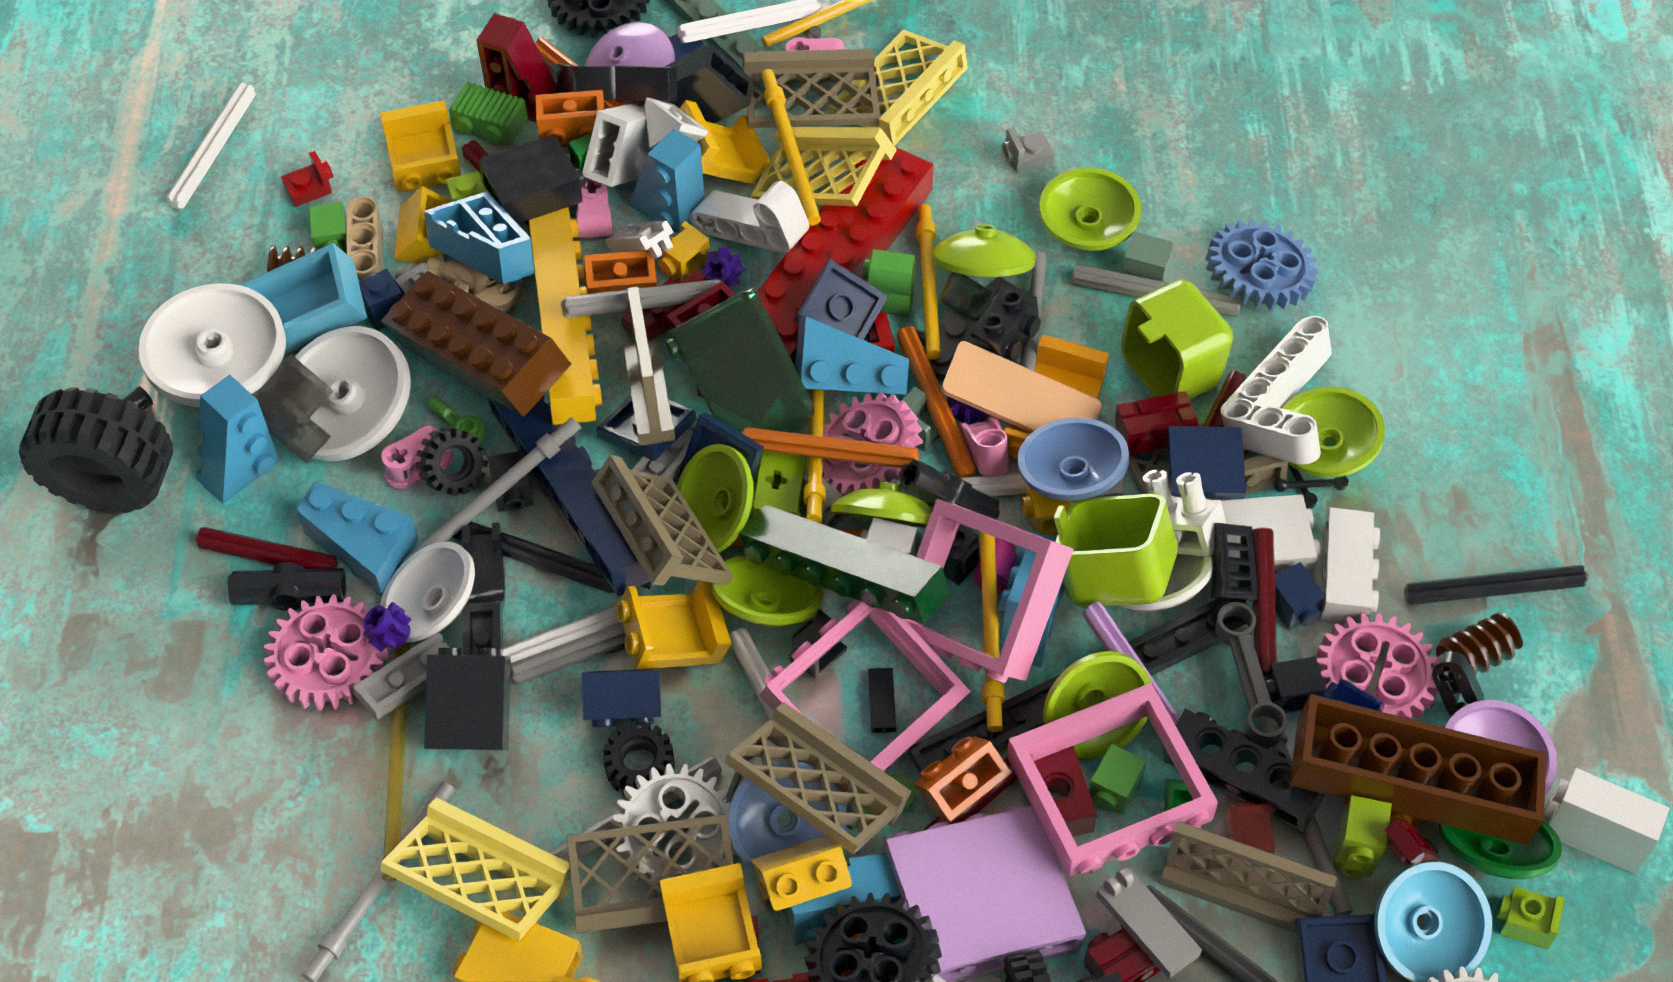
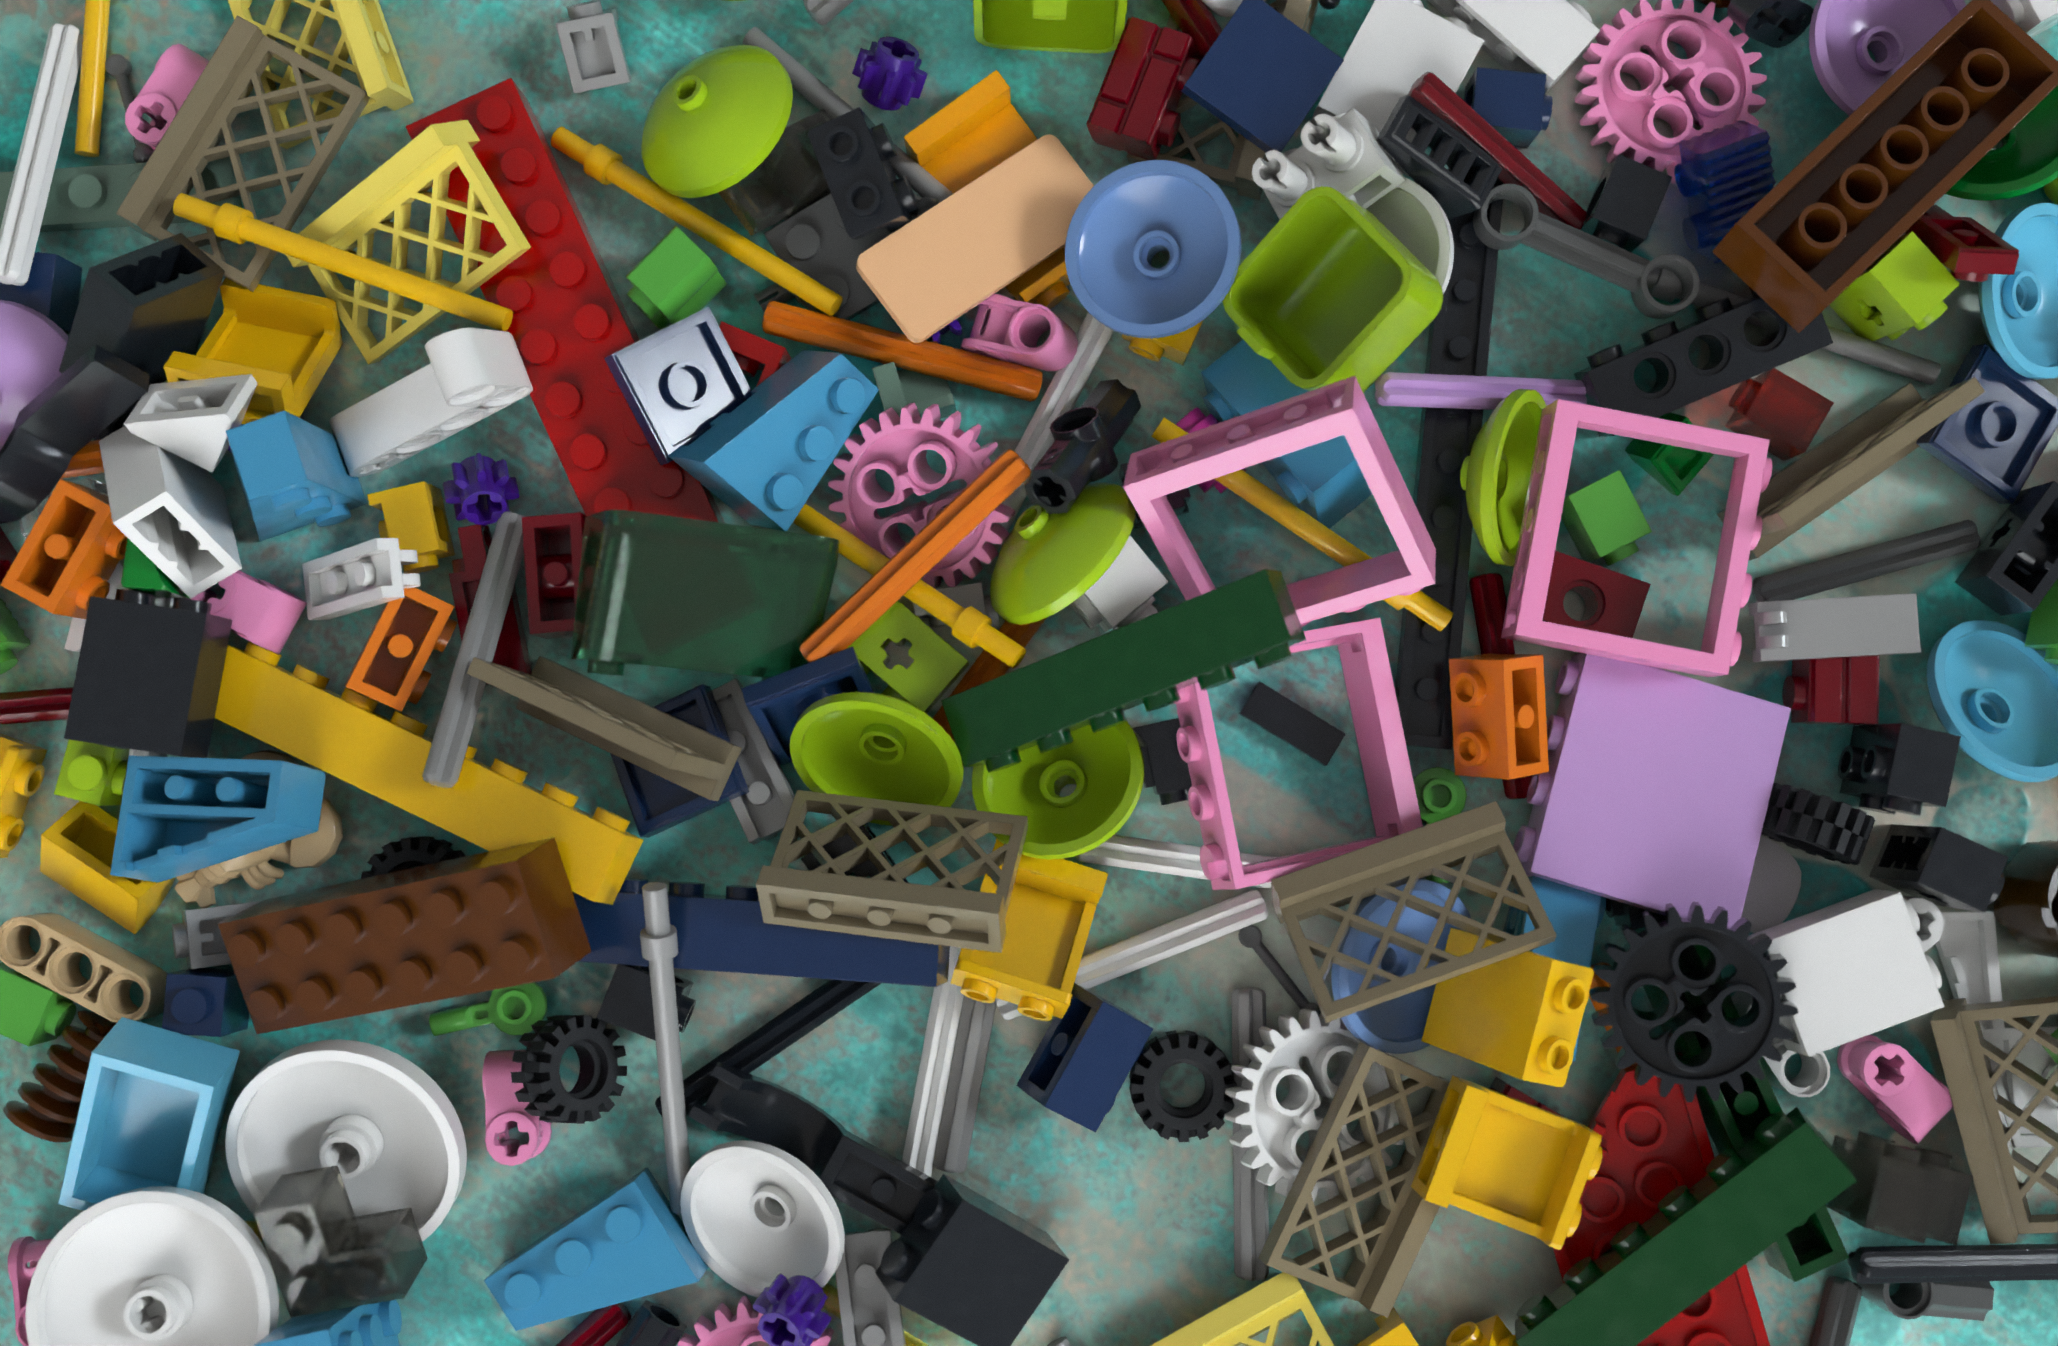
camera: 55 degrees left, 30 degrees up
(701, 698) = (1163, 942): none -> white axle
(978, 194) = (592, 47): none -> light grey bracket
(1070, 316) = (889, 73): none -> dark purple gear

